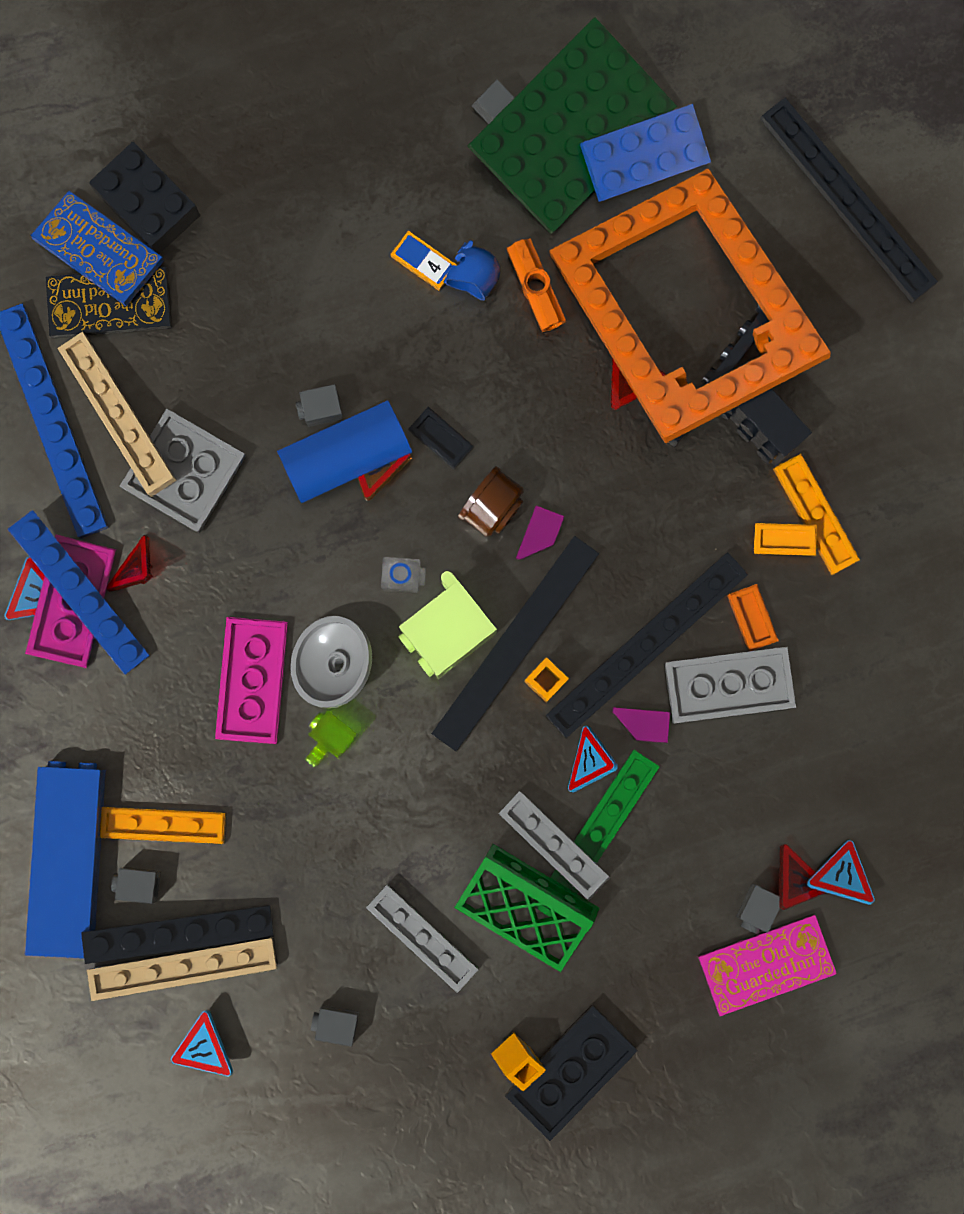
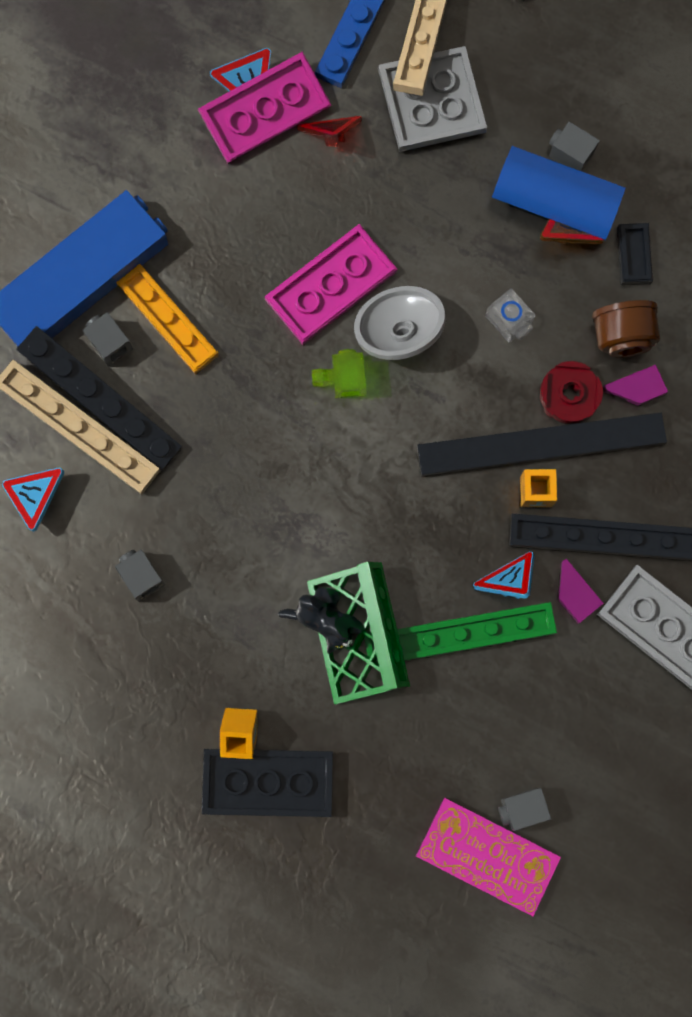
camera: 45 degrees right, 5 degrees down
(78, 592) = (277, 104): blue plate -> none
(422, 938) = (262, 578): light grey plate -> none
(446, 629) = (504, 381): yellowish green container -> none
(494, 923) = (322, 615): none -> black animal
(499, 568) = (584, 381): none -> dark red plate
(554, 845) = (423, 609): light grey plate -> none
(794, 879) = (574, 818): piece -> none
(844, 876) = (611, 850): piece -> none

